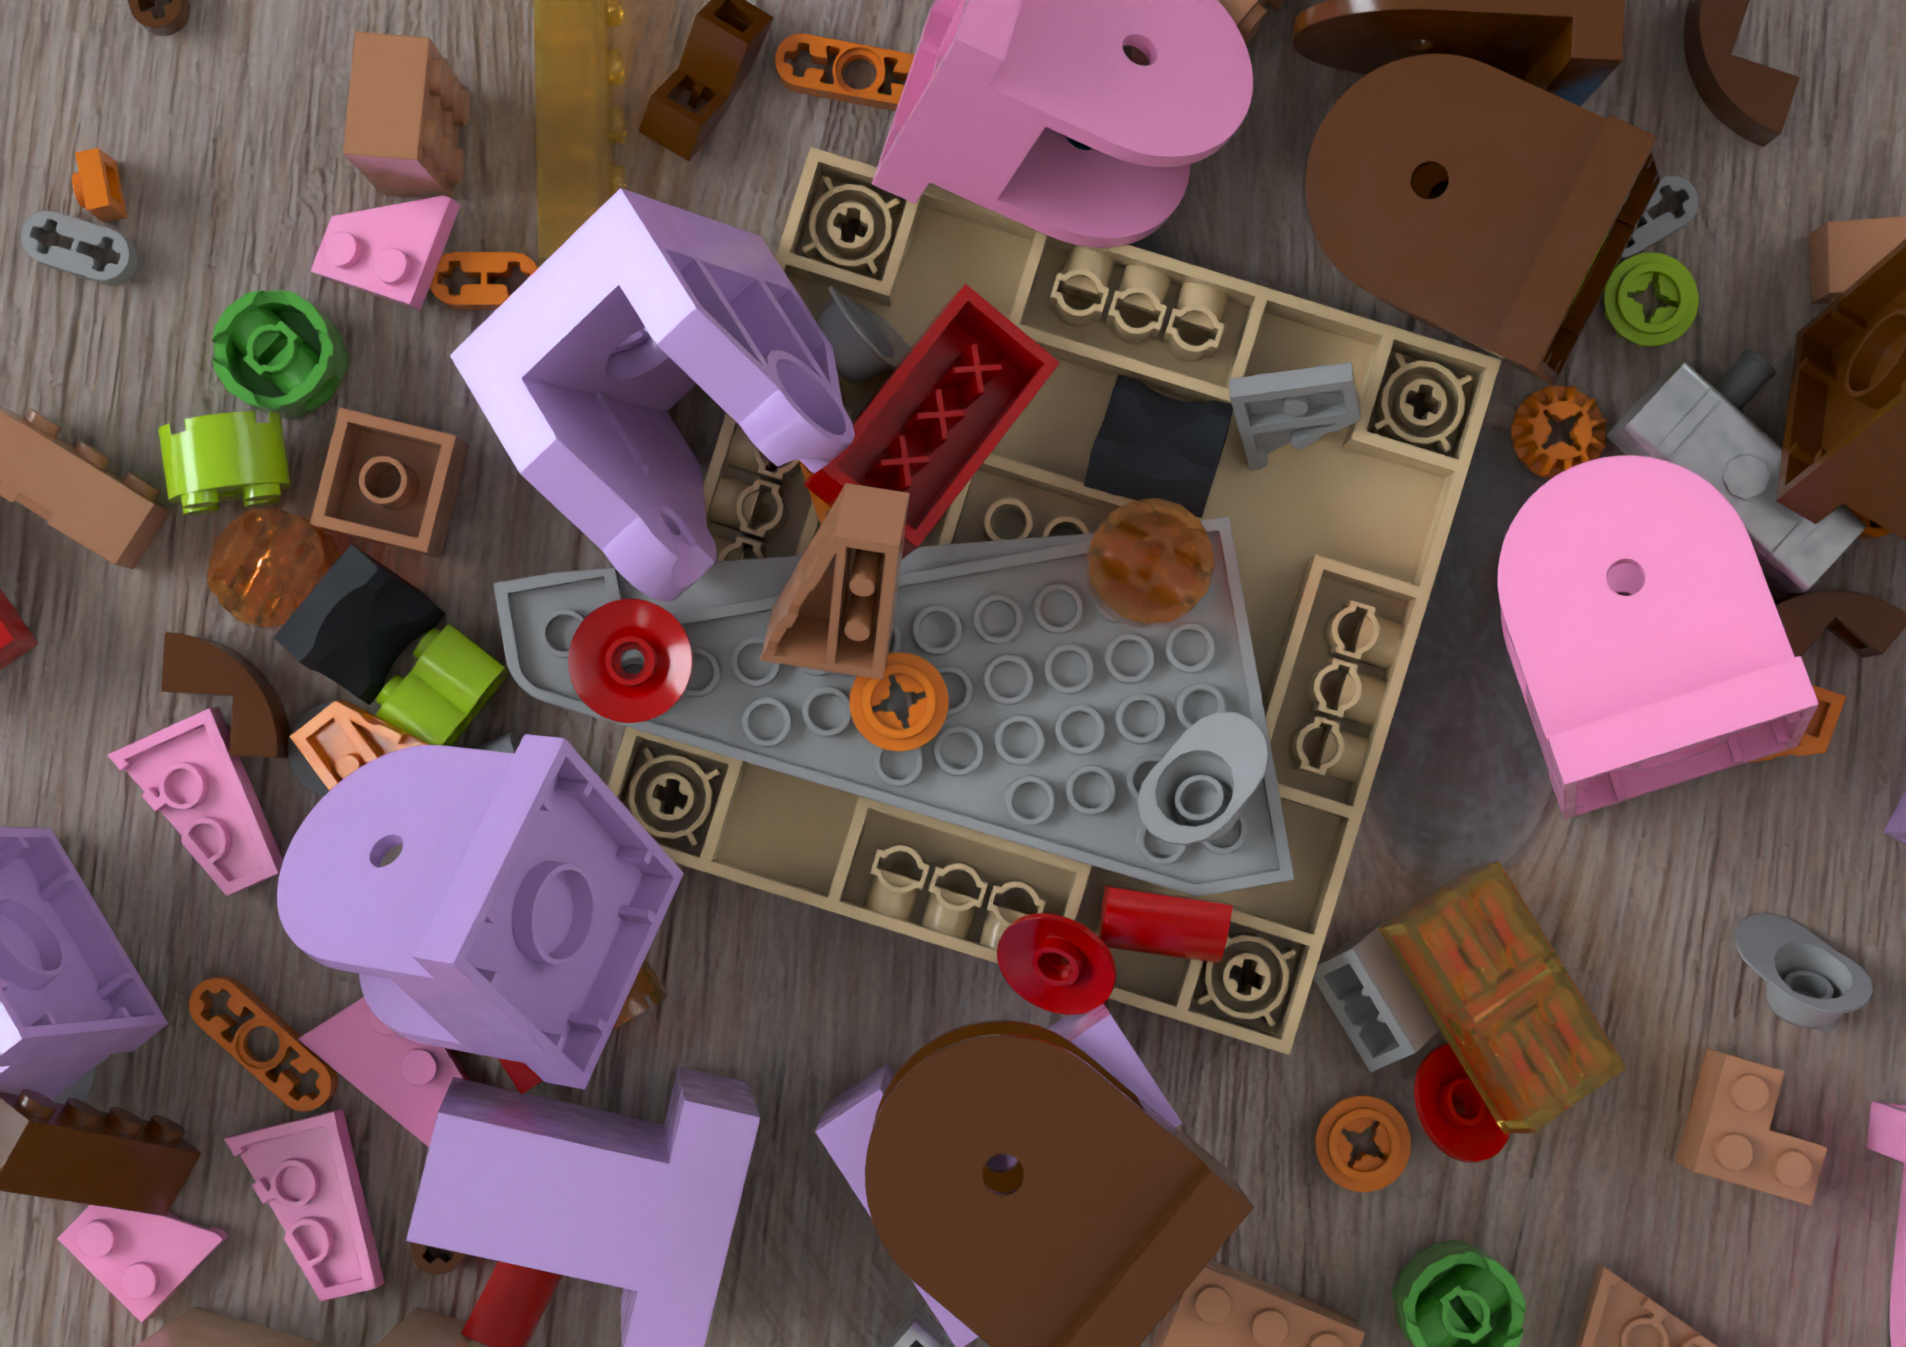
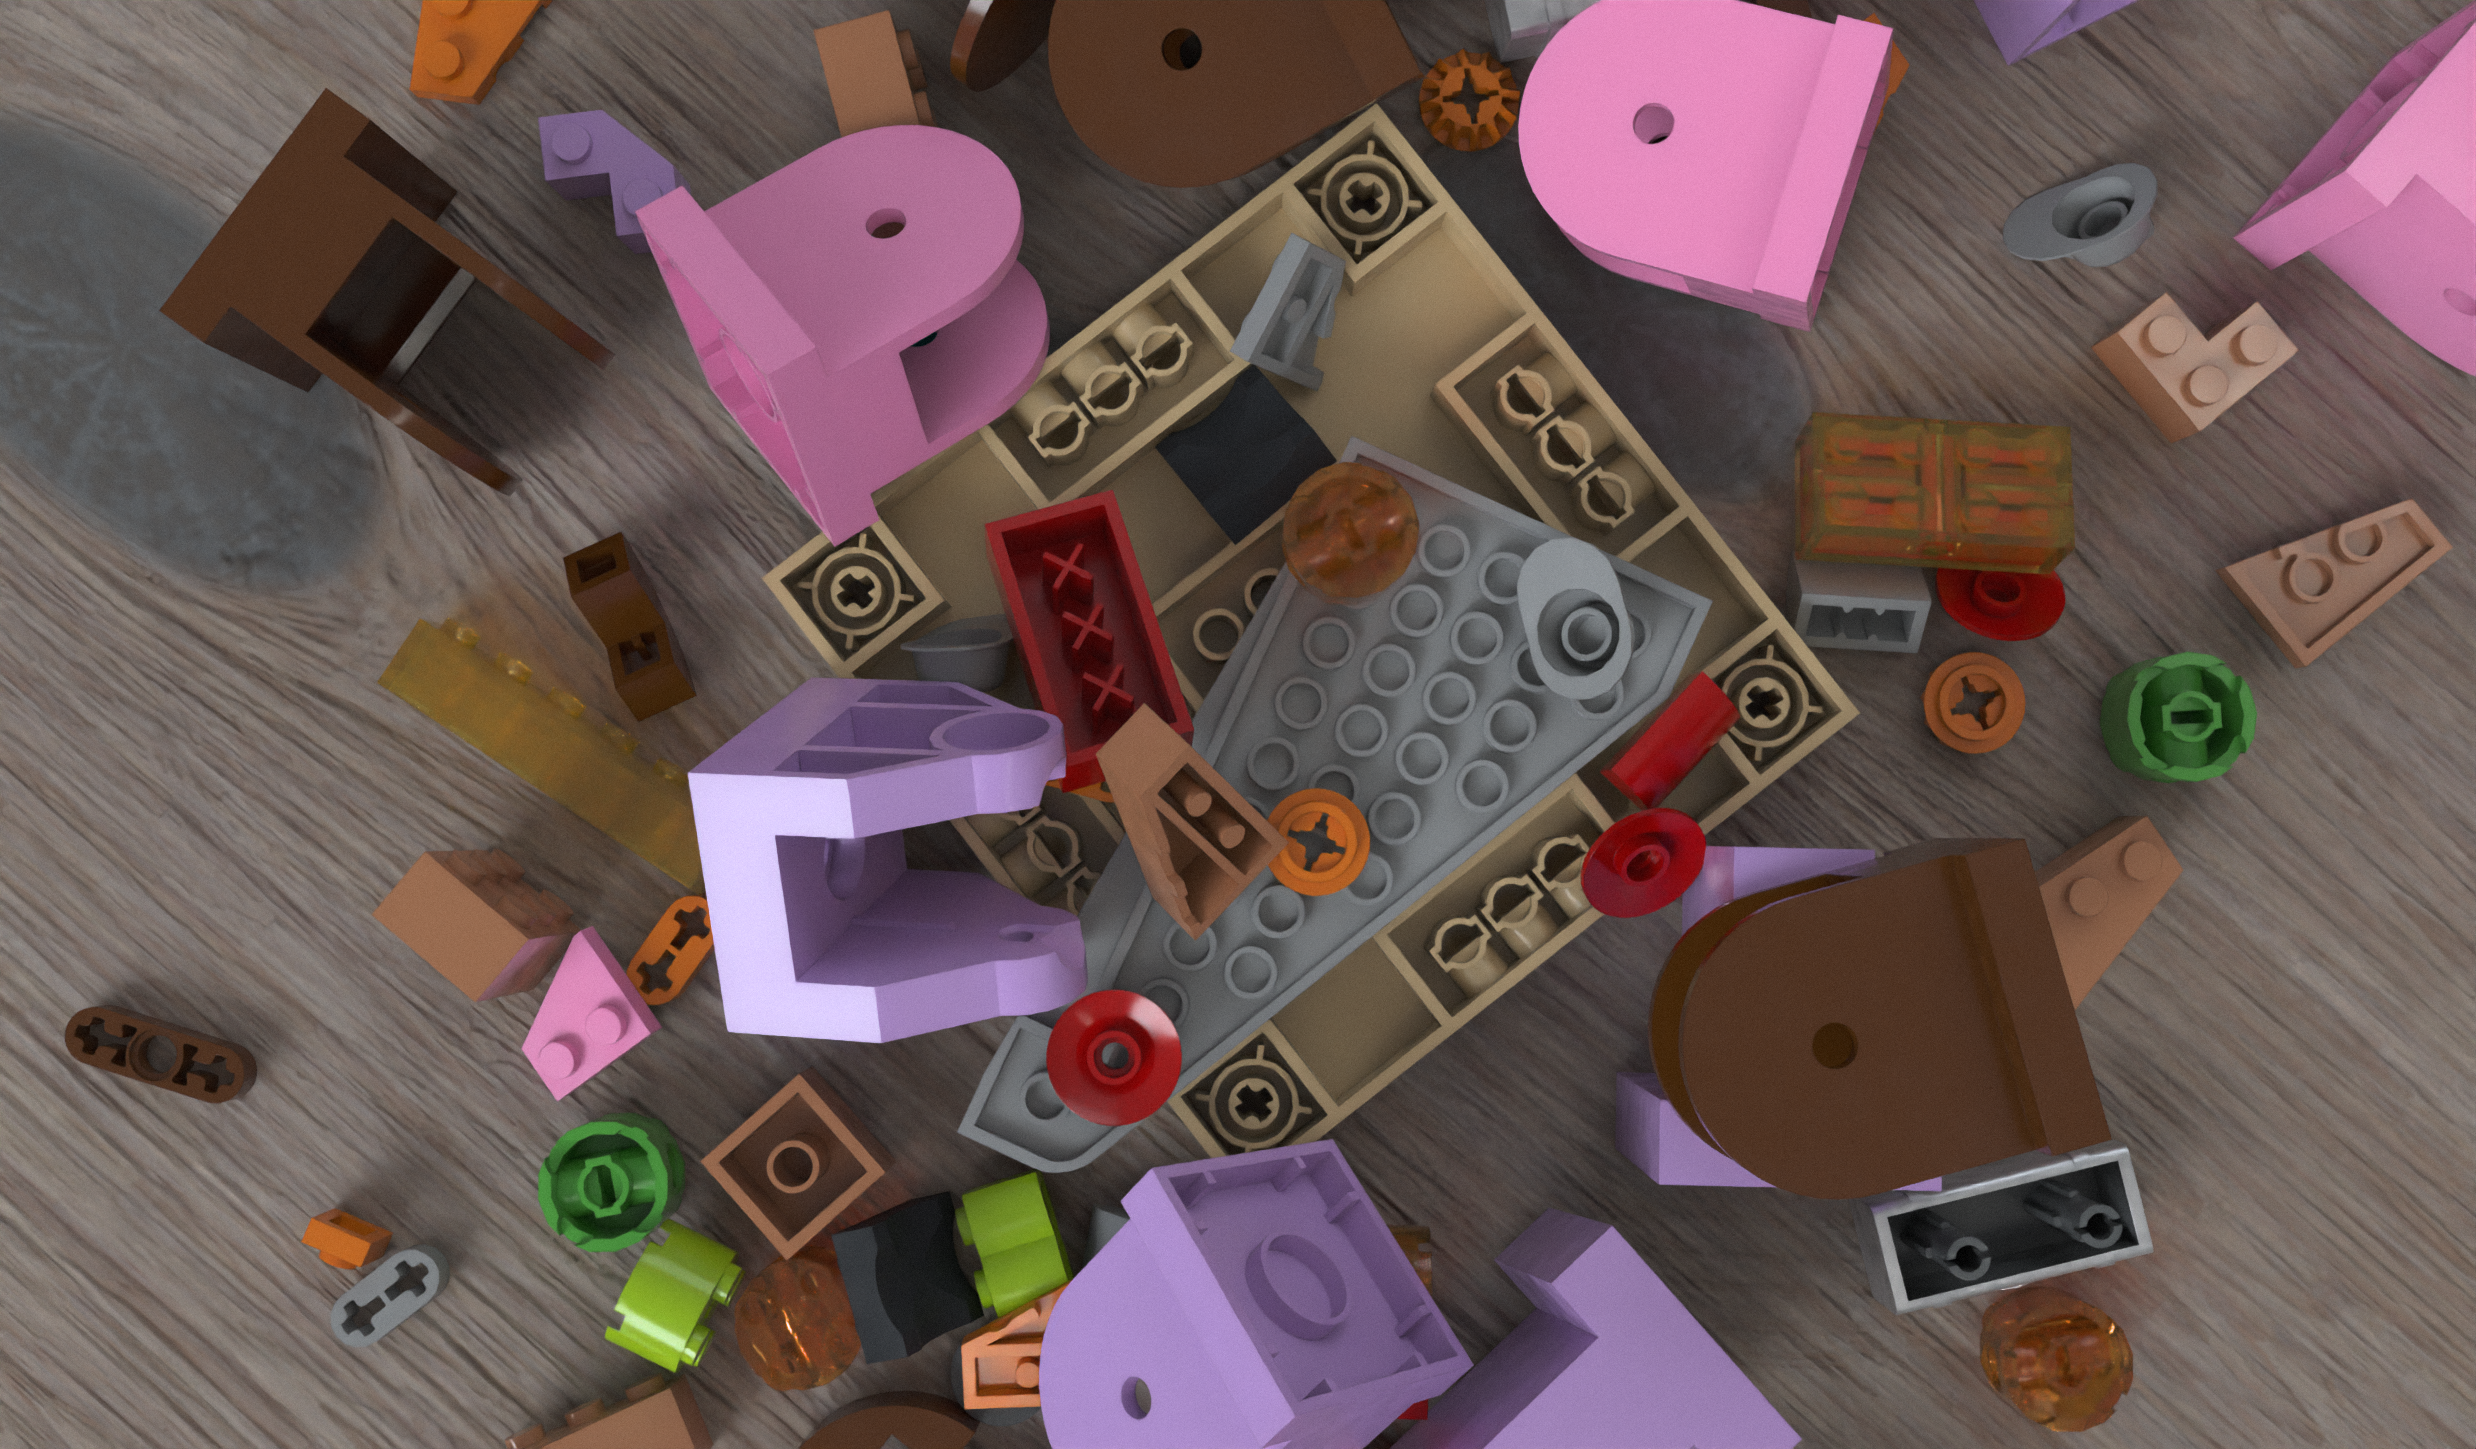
camera: 60 degrees left, 0 degrees up
(846, 52) = (697, 488): orange beam -> none

